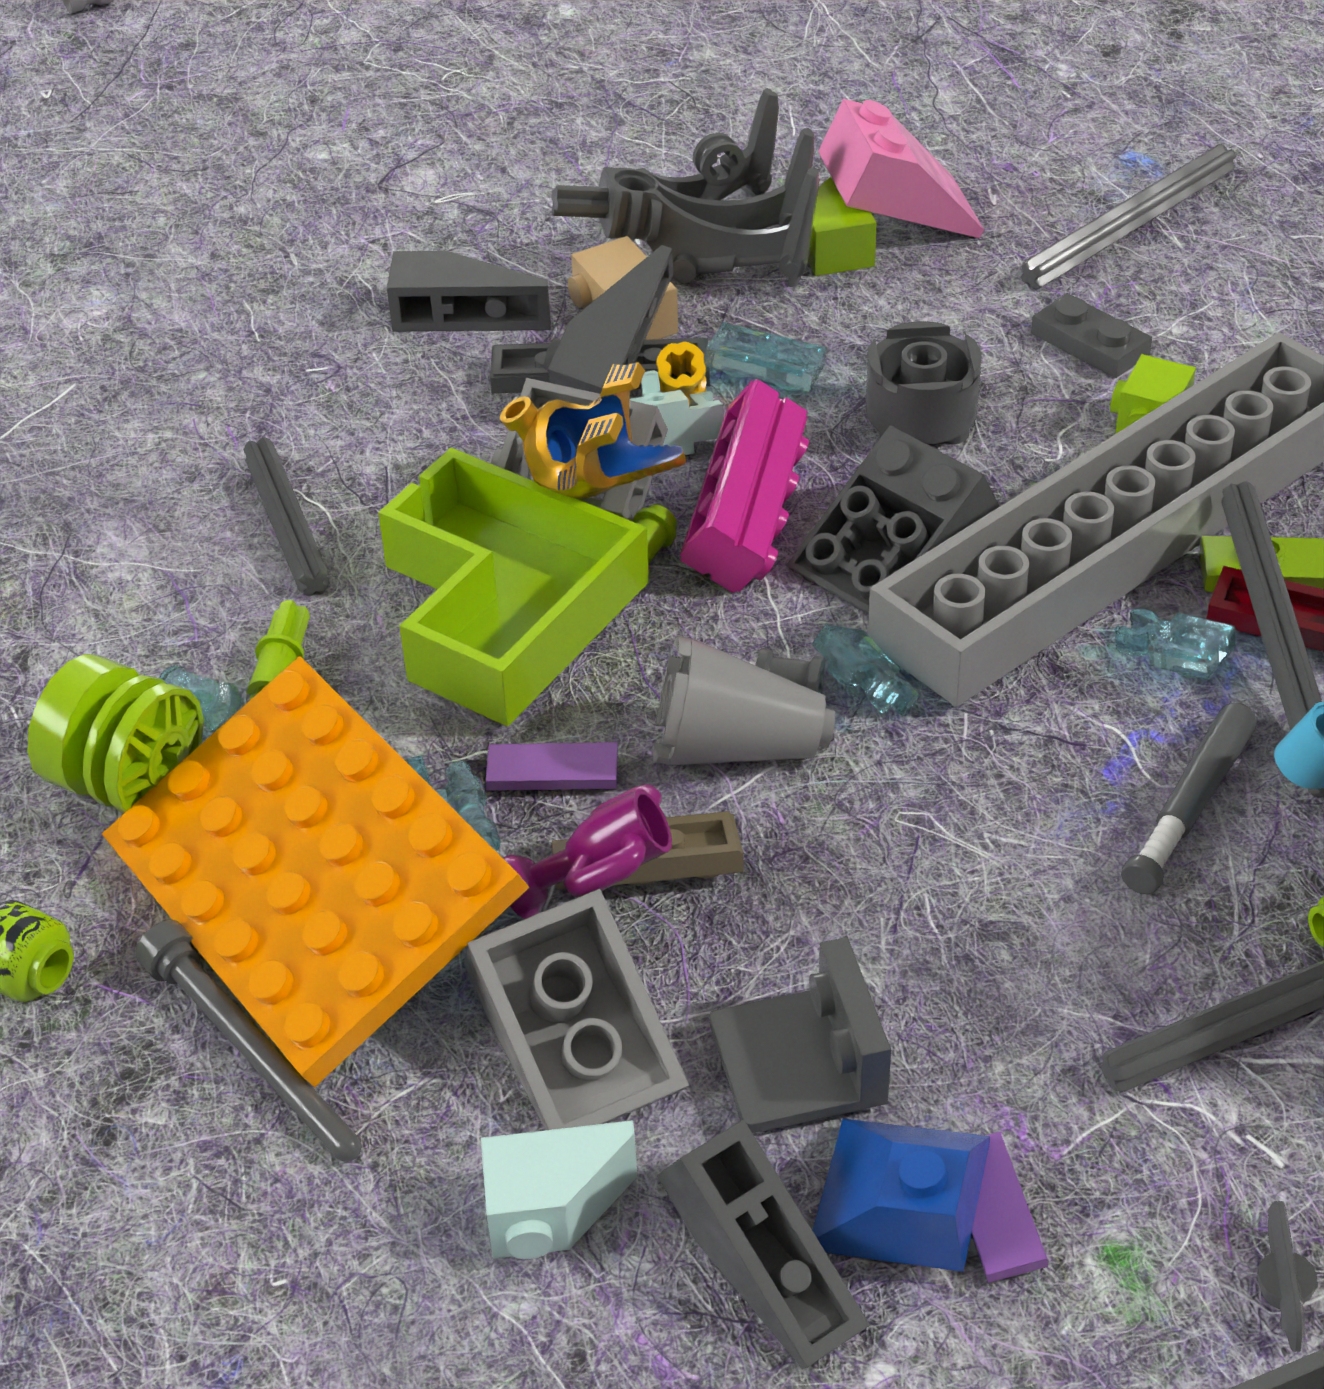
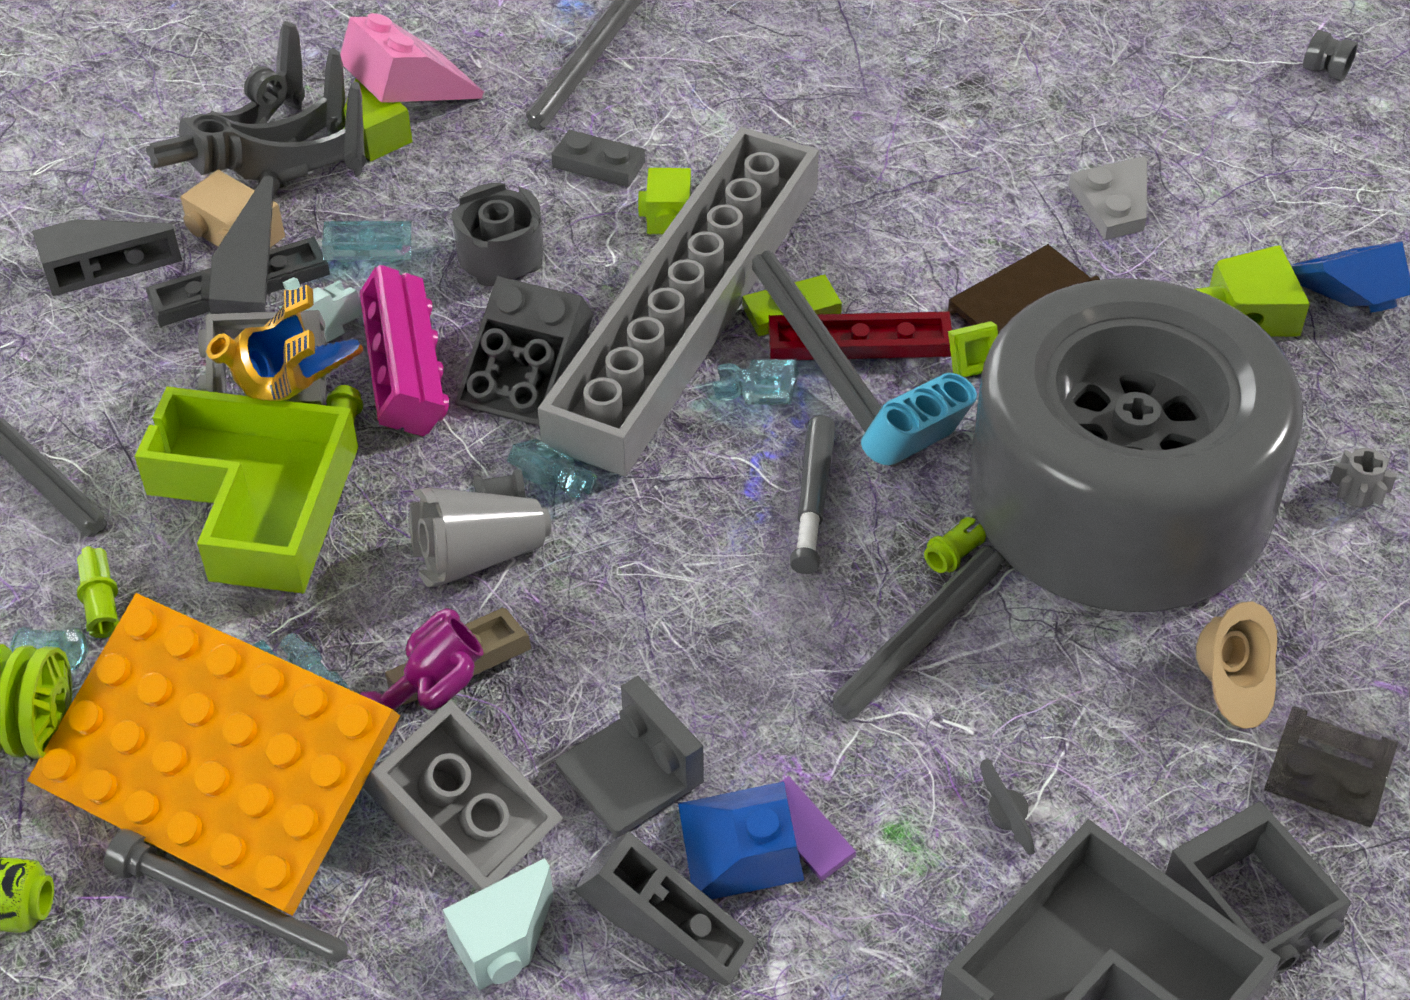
camera: 25 degrees left, 5 degrees up
(552, 766) = (353, 613): medium lavender piece -> none
(681, 358) = (312, 259): yellow bush -> none

